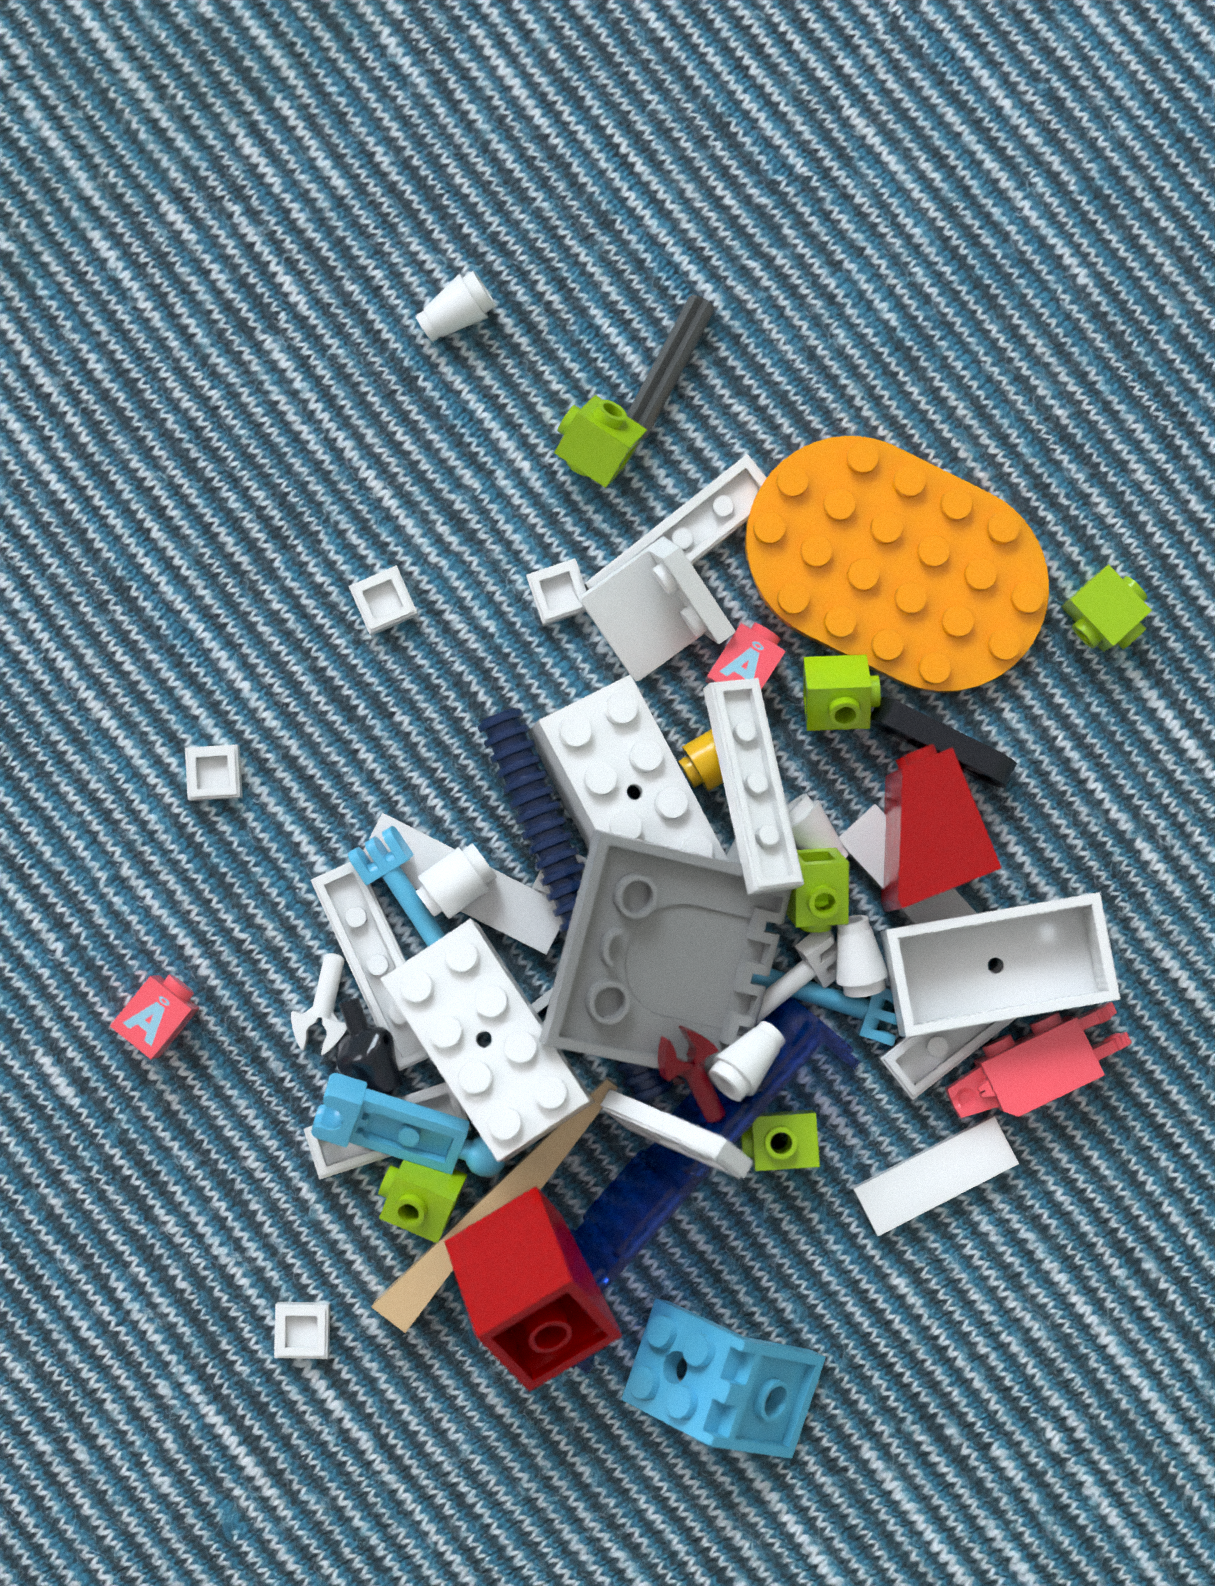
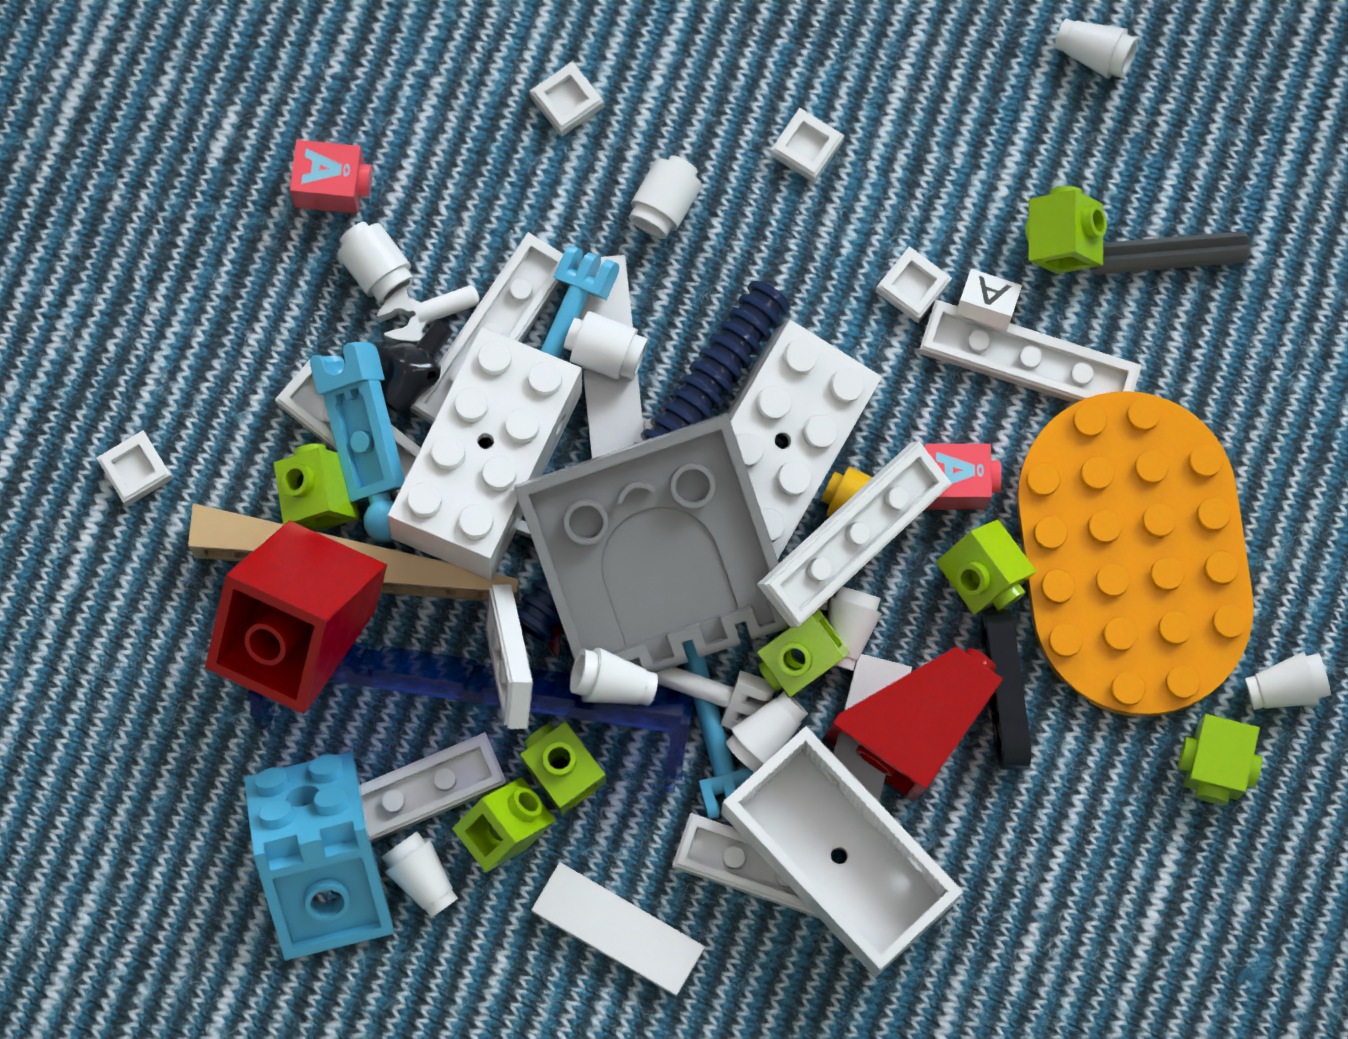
camera: 60 degrees right, 10 degrees down
(254, 1023) = (374, 261): none -> white brick
(354, 747) = (665, 196): none -> white brick
(613, 540) = (988, 299): none -> white tile
(654, 608) = (950, 365): white bracket -> none
(692, 1071) = (572, 639): dark red bar -> none
(724, 1253) = (431, 786): none -> white tile
(791, 1307) = (420, 874): none -> white cone
(799, 1217) = (503, 824): none -> lime brick
(1036, 1067) = (773, 954): coral hinge -> none
(1081, 513) = (1290, 683): none -> white cone

